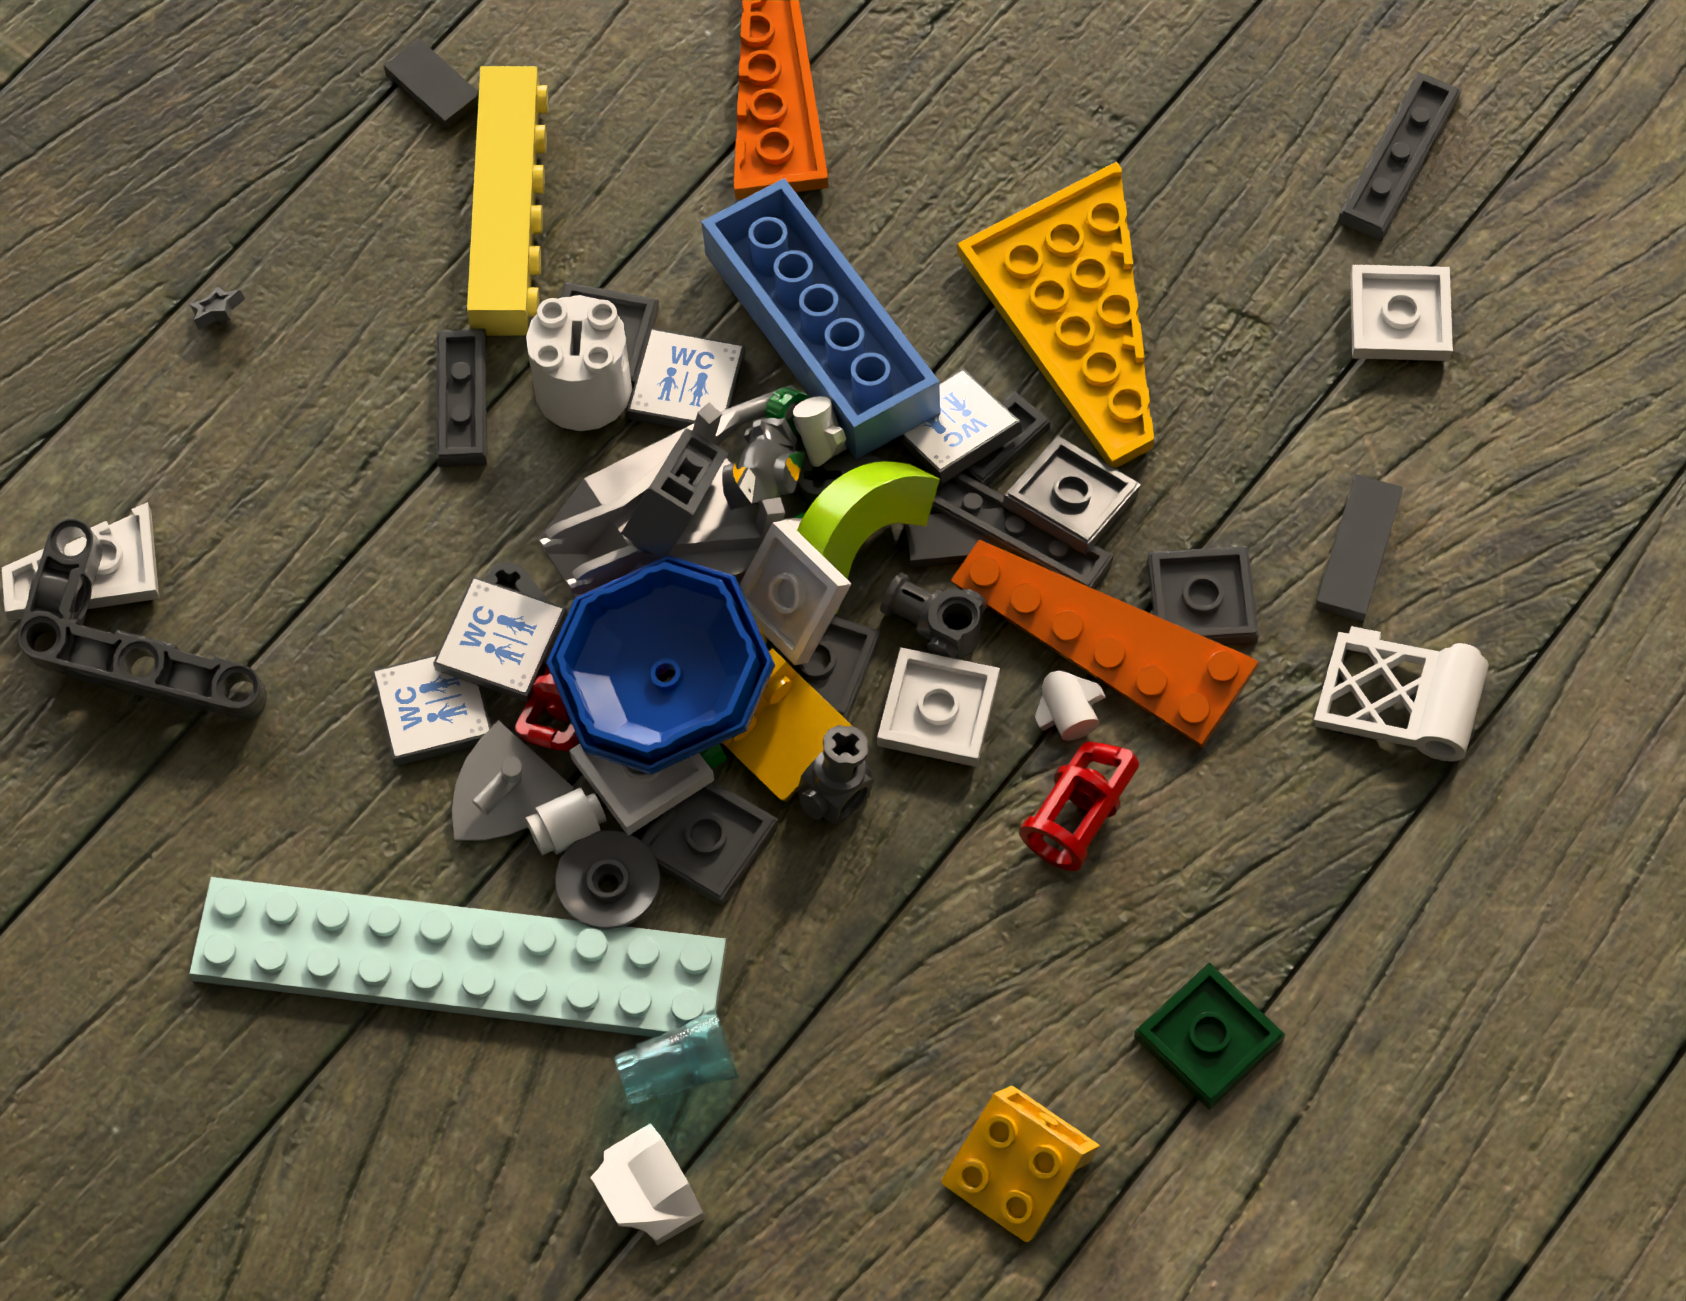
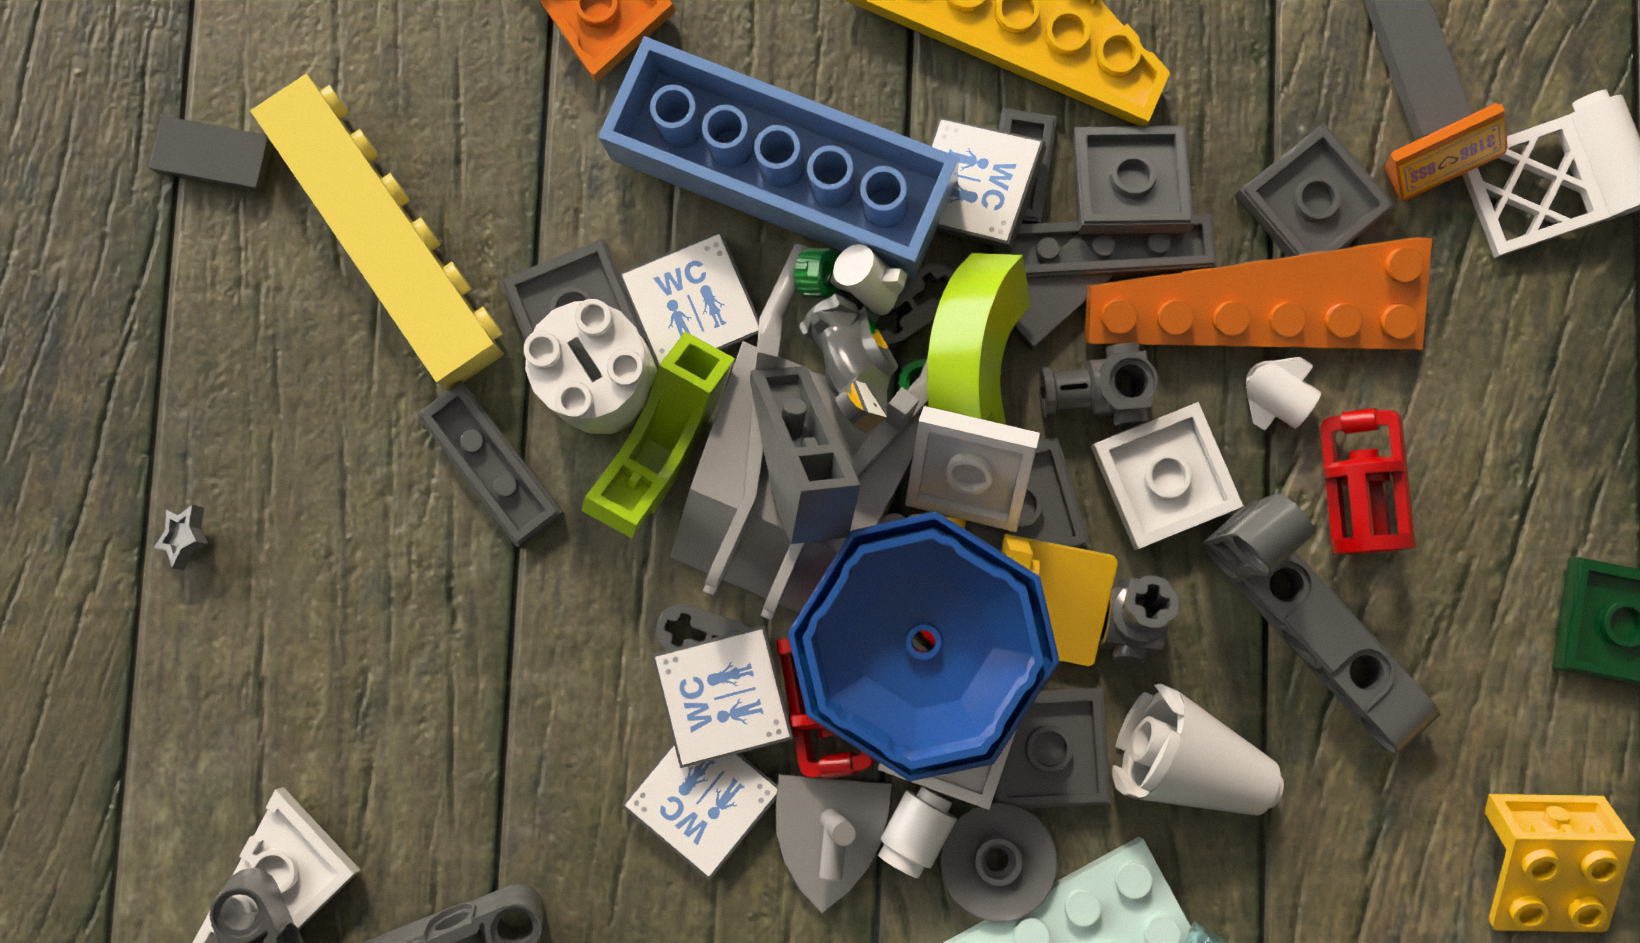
camera: 35 degrees left, 20 degrees up
(561, 460) = (663, 436): none -> lime arch
(804, 900) = (1191, 758): none -> white cone
(969, 863) = (1316, 622): none -> dark grey beam
(1322, 617) = (1448, 152): none -> slope

